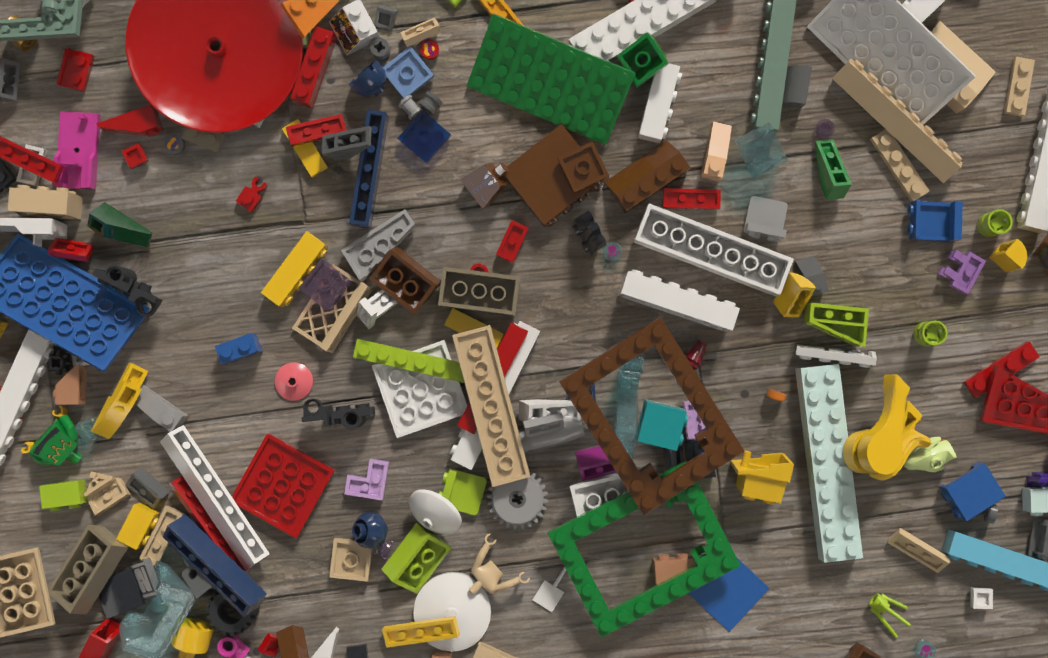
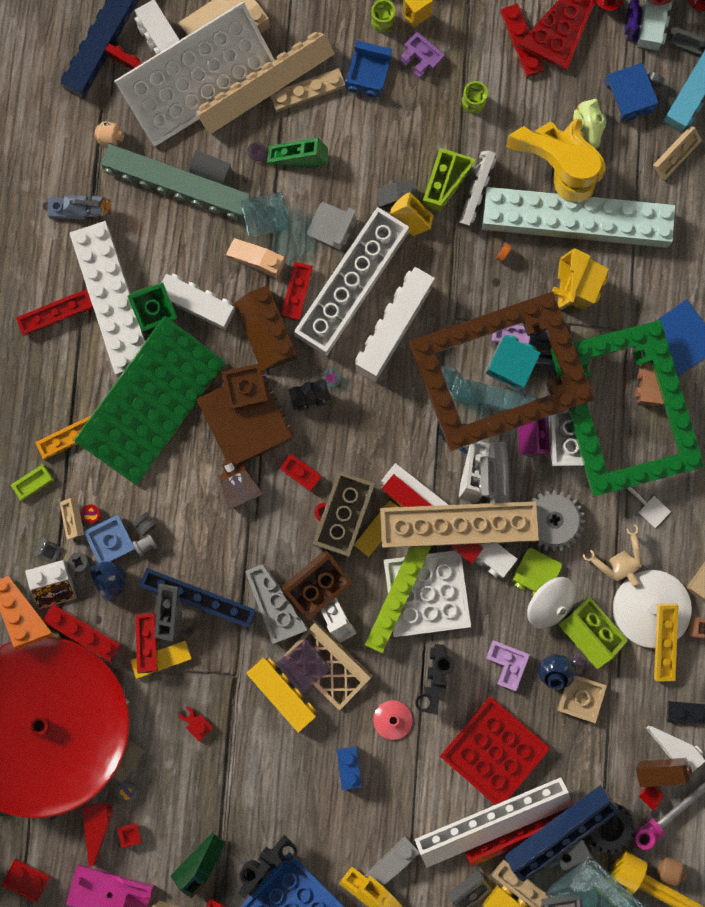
camera: 75 degrees left, 5 degrees down
(424, 137) = (177, 537): clear blue plate -> none
(696, 354) = (448, 318): dark red cone -> none

